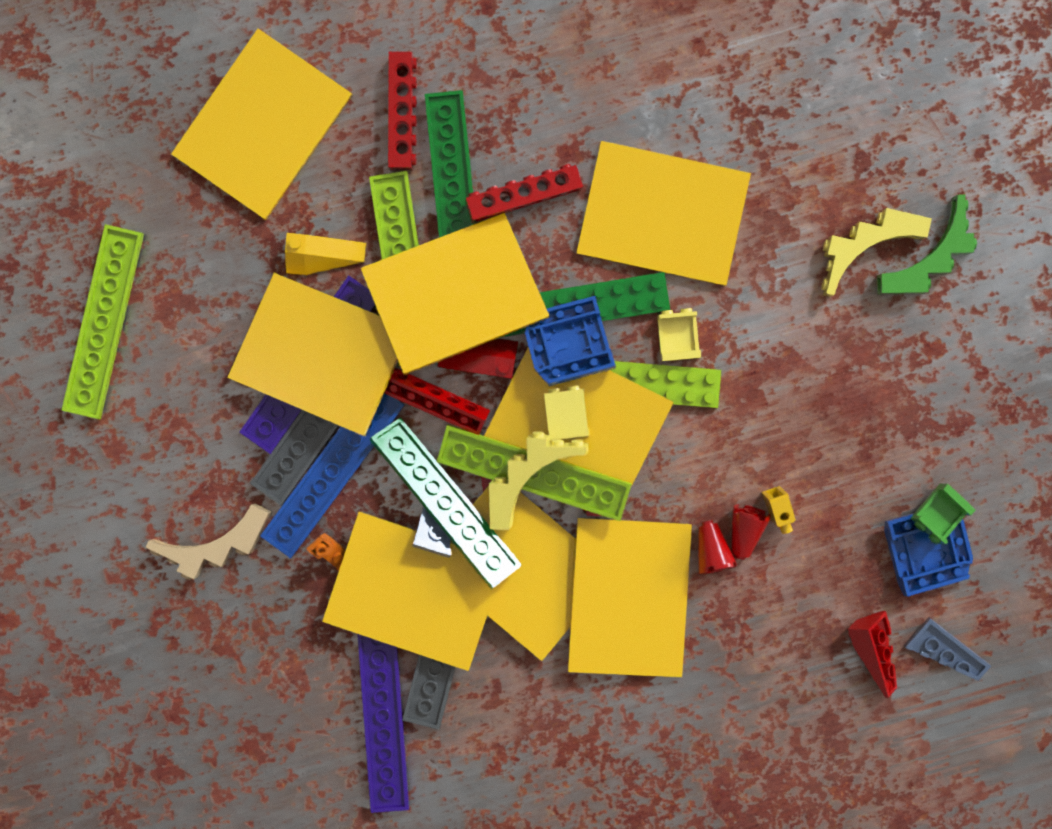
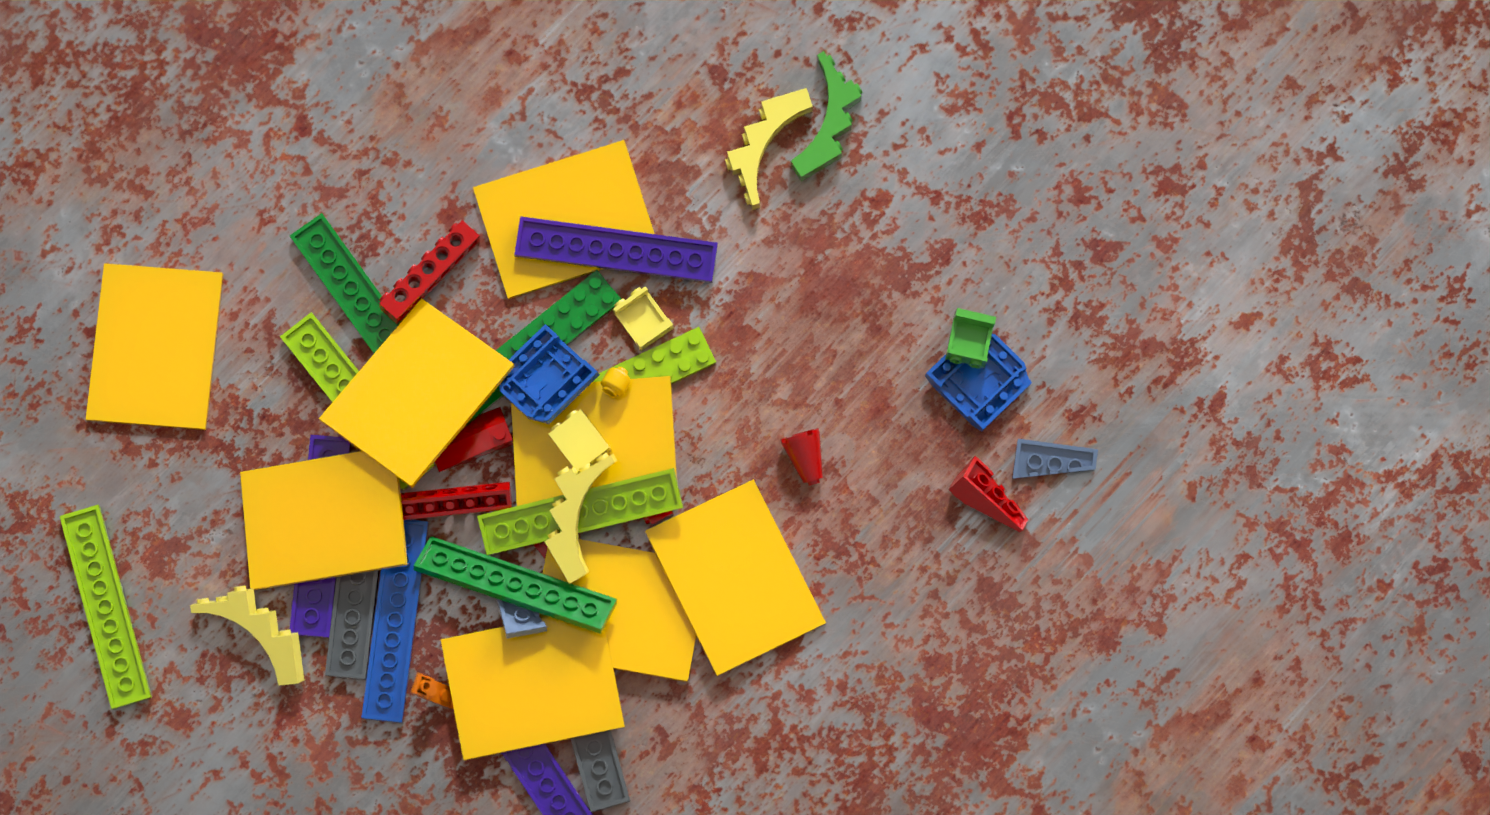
camera: 25 degrees left, 10 degrees down
(193, 558) = (310, 774): tan arch -> none
(220, 414) = (281, 646): none -> light yellow arch
(315, 254) = (270, 432): yellow wedge -> none
(397, 62) = (255, 217): red brick -> none
(625, 381) = (615, 382): none -> yellow head
(690, 265) = (616, 249): none -> dark purple plate
(713, 549) = (786, 490): red cone -> none
(779, 508) = (816, 415): yellow torso -> none

